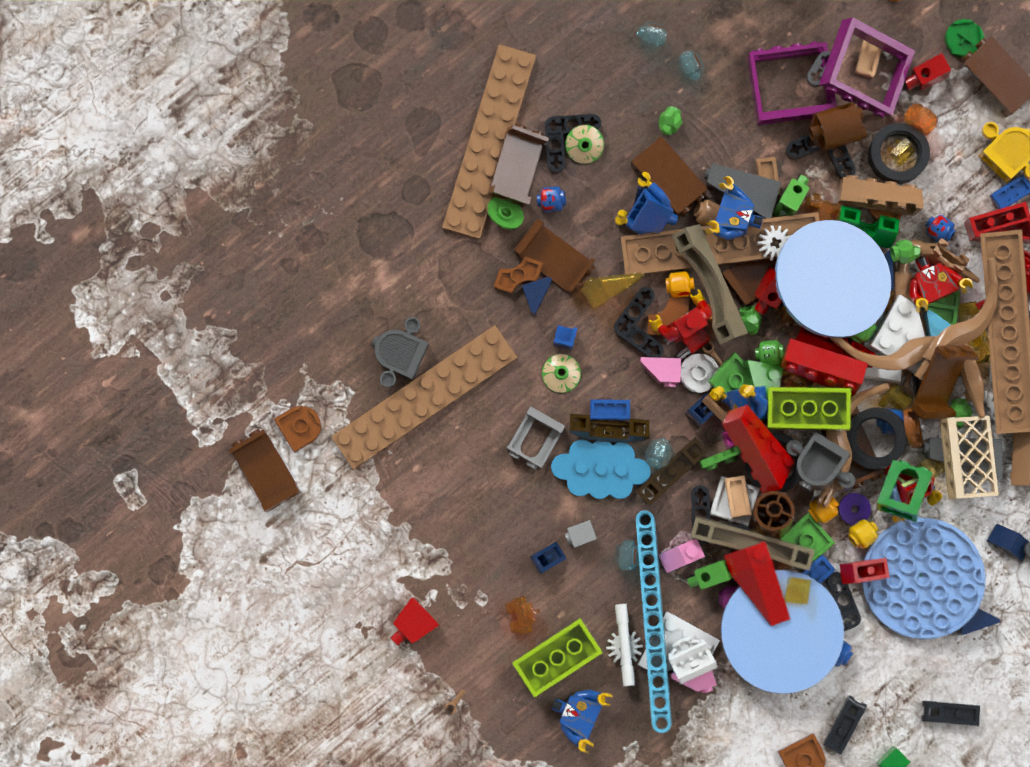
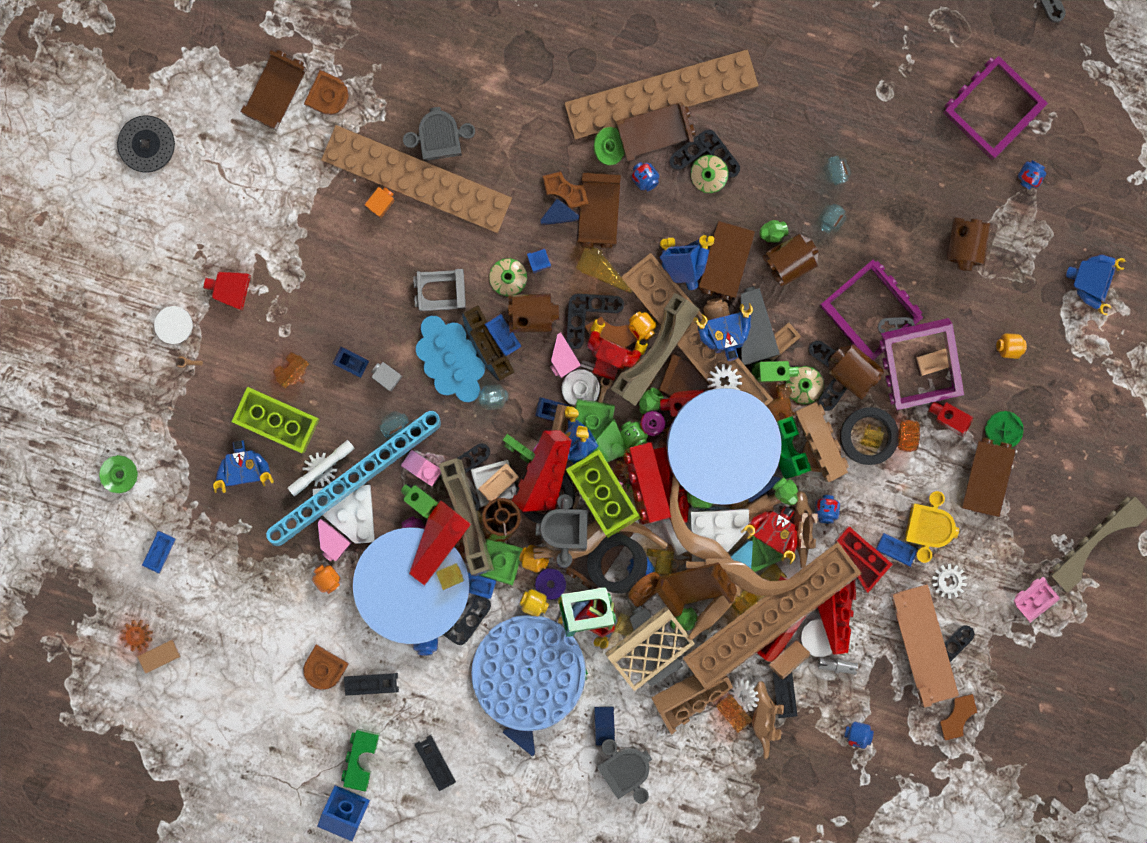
camera: 55 degrees right, 5 degrees up
(249, 624) = (161, 144): none -> flat silver piece
(412, 694) = (173, 325): none -> white tile
(424, 440) = (380, 201): none -> orange brick
(608, 371) = (531, 313): none -> reddish brown cylinder
(676, 468) = (485, 418): dark brown slope -> none
(691, 659) = (342, 527): white slope -> none
(705, 120) = (792, 259): none -> reddish brown cylinder
(726, 704) = (326, 578): none -> orange head
(764, 331) = (648, 417): none -> magenta head
(829, 176) = (815, 388): none -> tan dish
(864, 571) = (503, 621): red slope -> none

